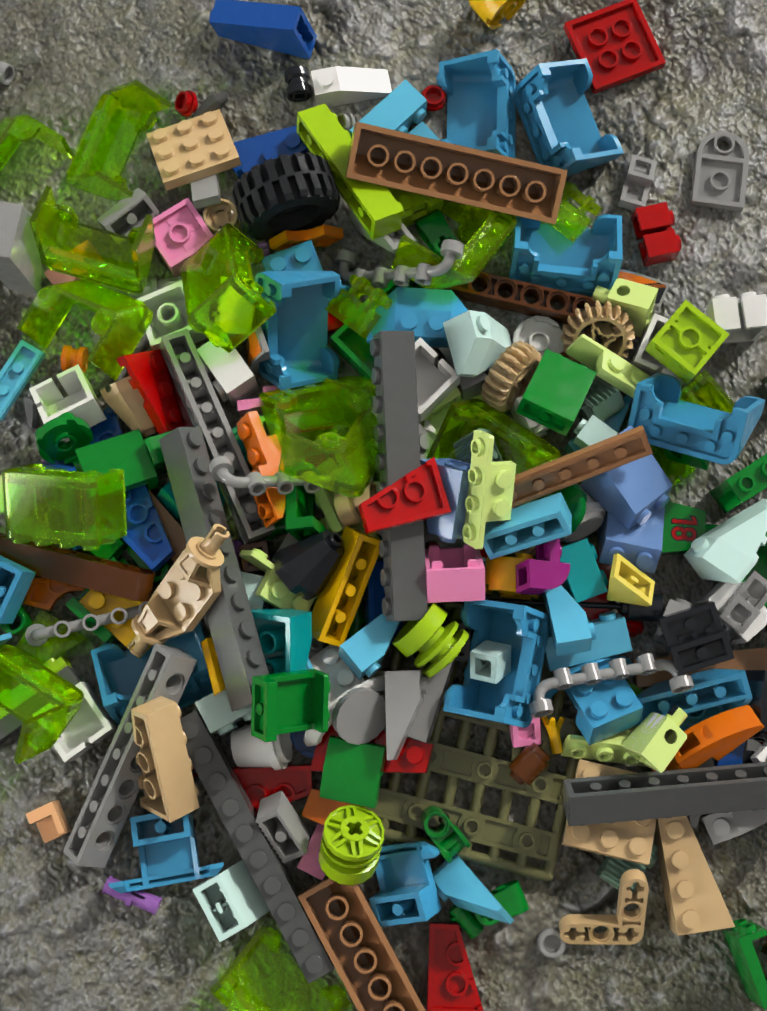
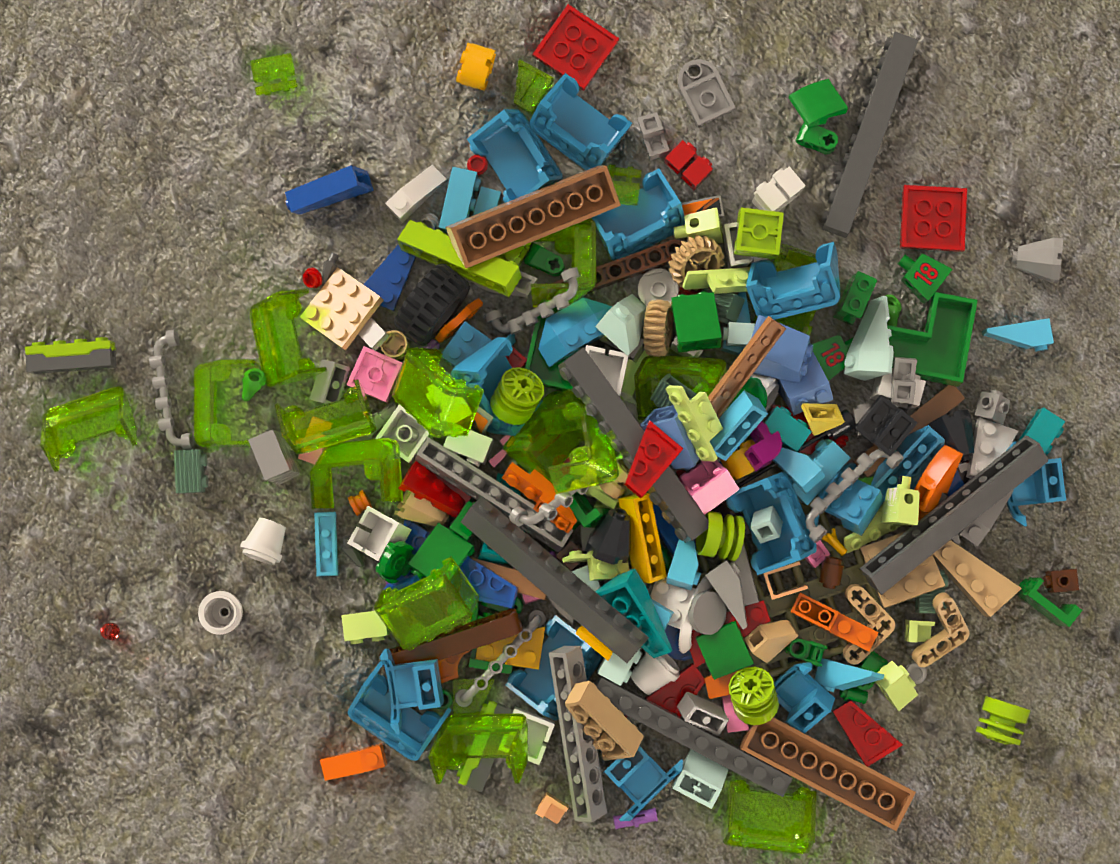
camera: 30 degrees left, 5 degrees up
(52, 166) = (252, 382): none -> bright green animal
(183, 593) = (545, 611): tan plate -> none
(289, 703) = (661, 634): green panel -> none
(298, 87) = (380, 215): black wheel -> none
(311, 347) = (517, 396): none -> lime wheel
(355, 314) = (530, 354): clear neon green plate -> none
(412, 793) = (770, 639): none -> tan slope
(451, 726) = (786, 592): none -> light nougat piece
(496, 823) = (834, 622): none -> orange slope
(521, 942) = (897, 685): none -> yellowish green brick
(542, 49) = (530, 86): none -> clear neon green wing
(543, 851) = (873, 619): none -> tan beam
(585, 896) = (918, 630): none -> yellowish green panel

